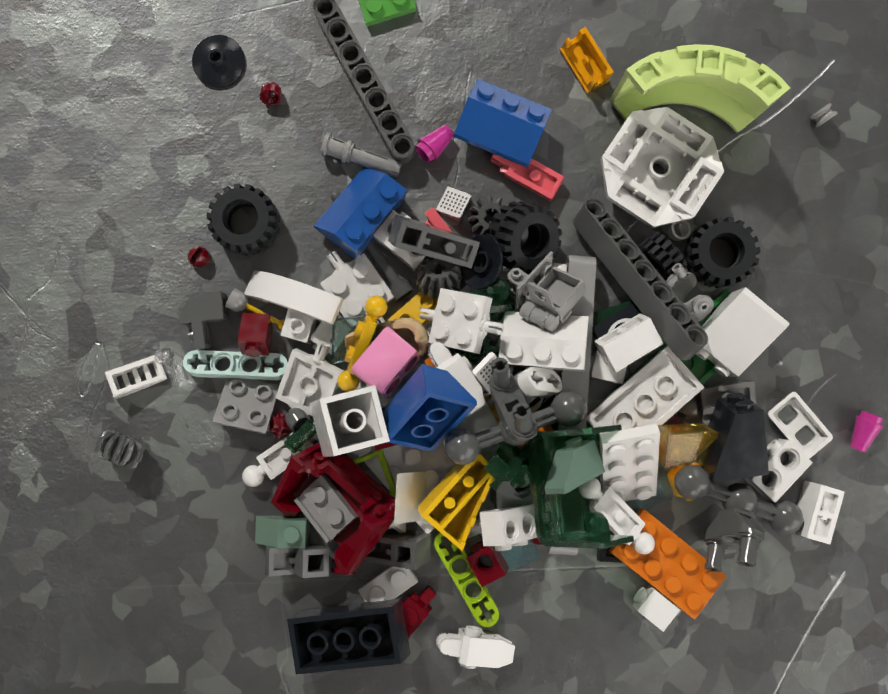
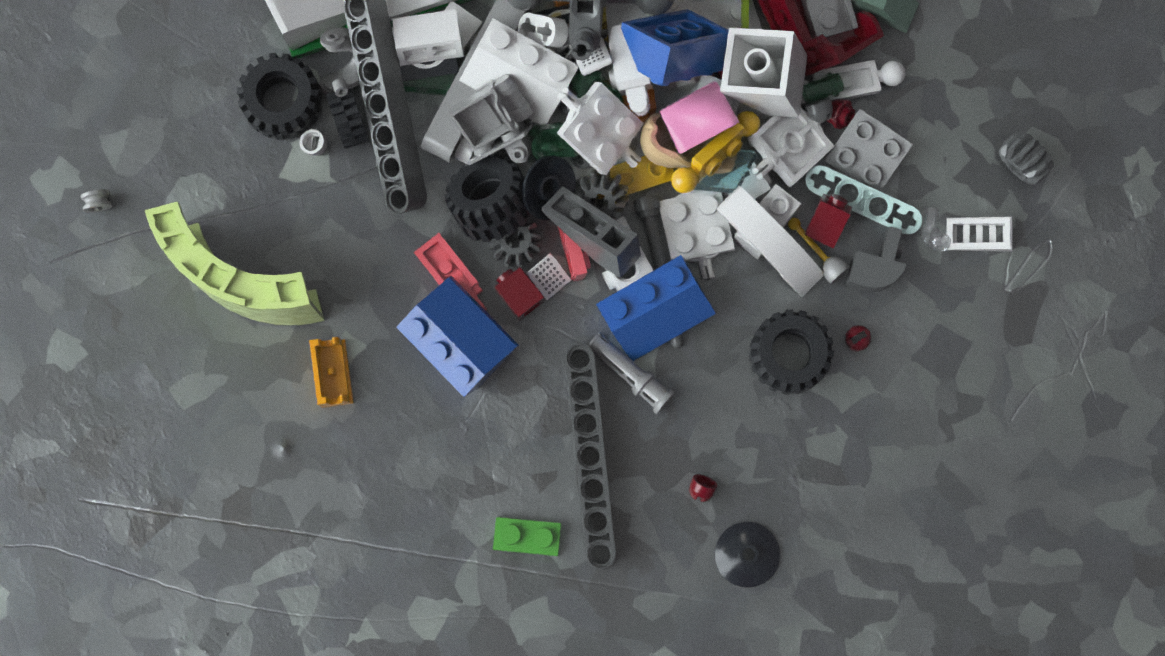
camera: 160 degrees left, 5 degrees down
(433, 144) = (542, 351): dark pink cone -> none
(471, 179) = (518, 293): none -> dark red brick
(680, 148) = (286, 185): white piece -> none

